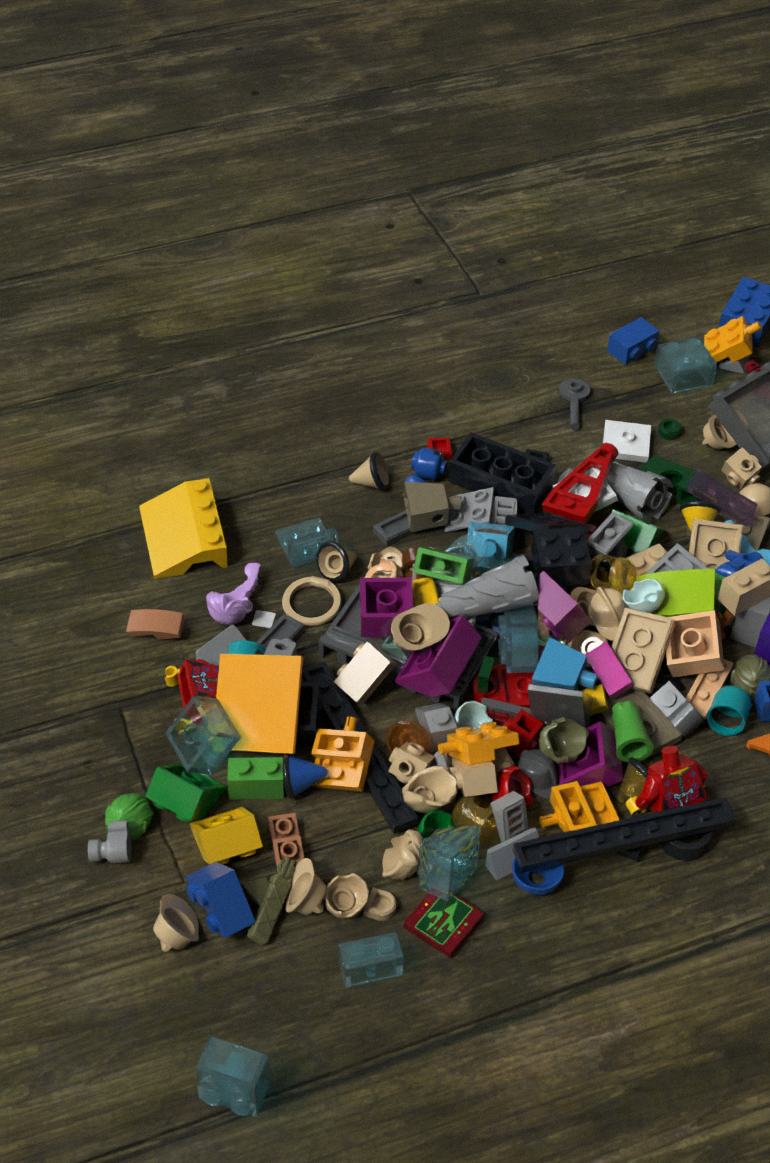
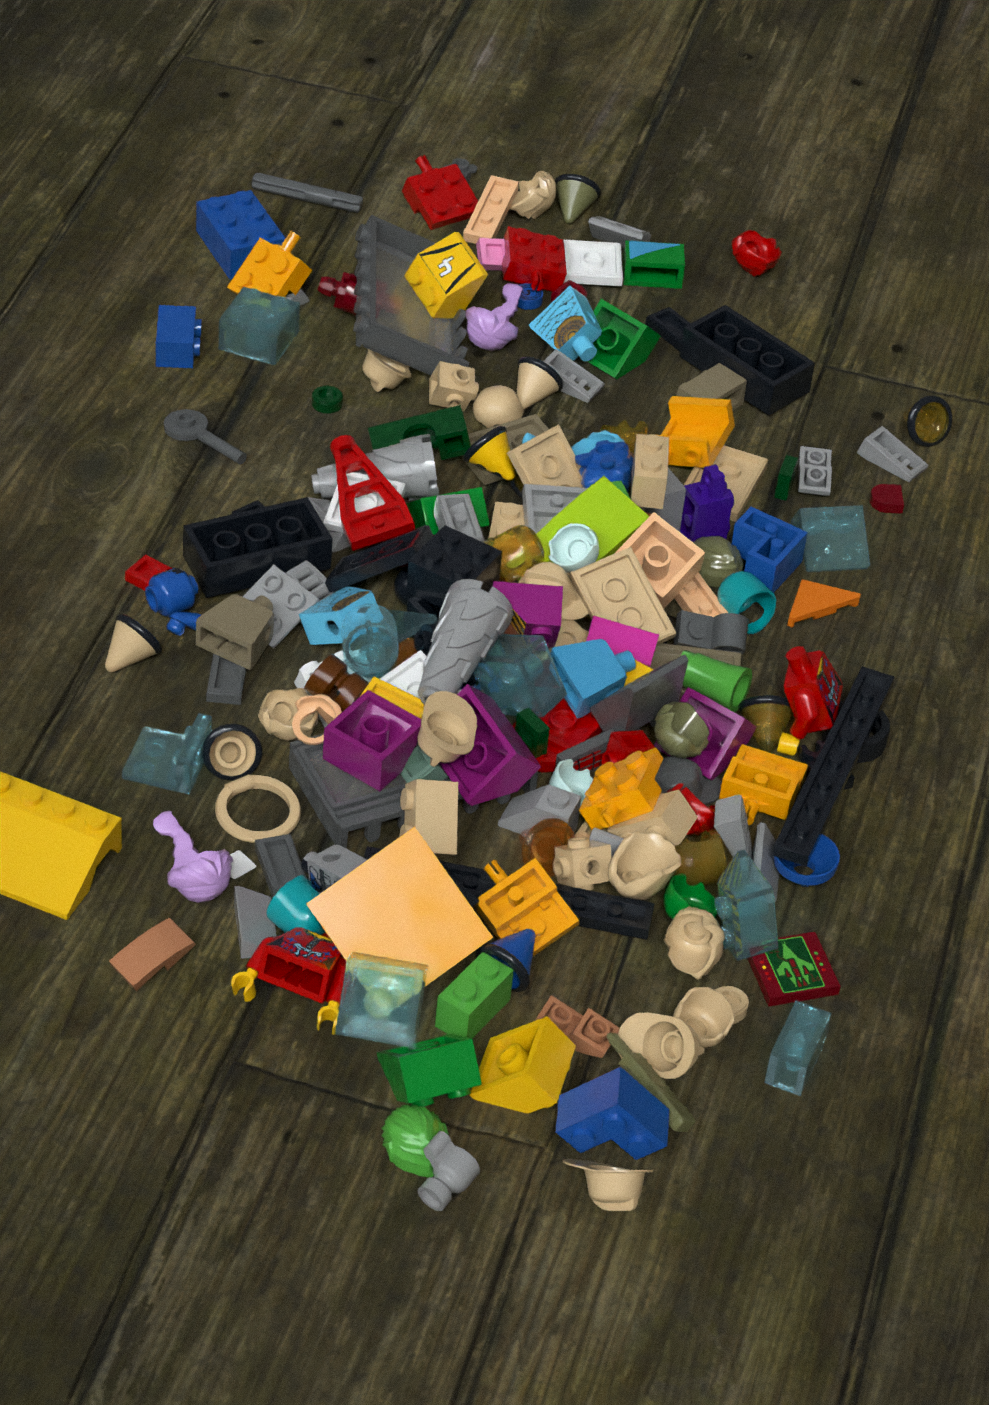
camera: 55 degrees left, 5 degrees down
(232, 1077) = (856, 1235): clear light blue brick -> none
(443, 565) = (386, 652): bright green brick -> none
(629, 438) = (304, 437): white plate -> none
(727, 499) = (485, 417): clear purple tile -> none

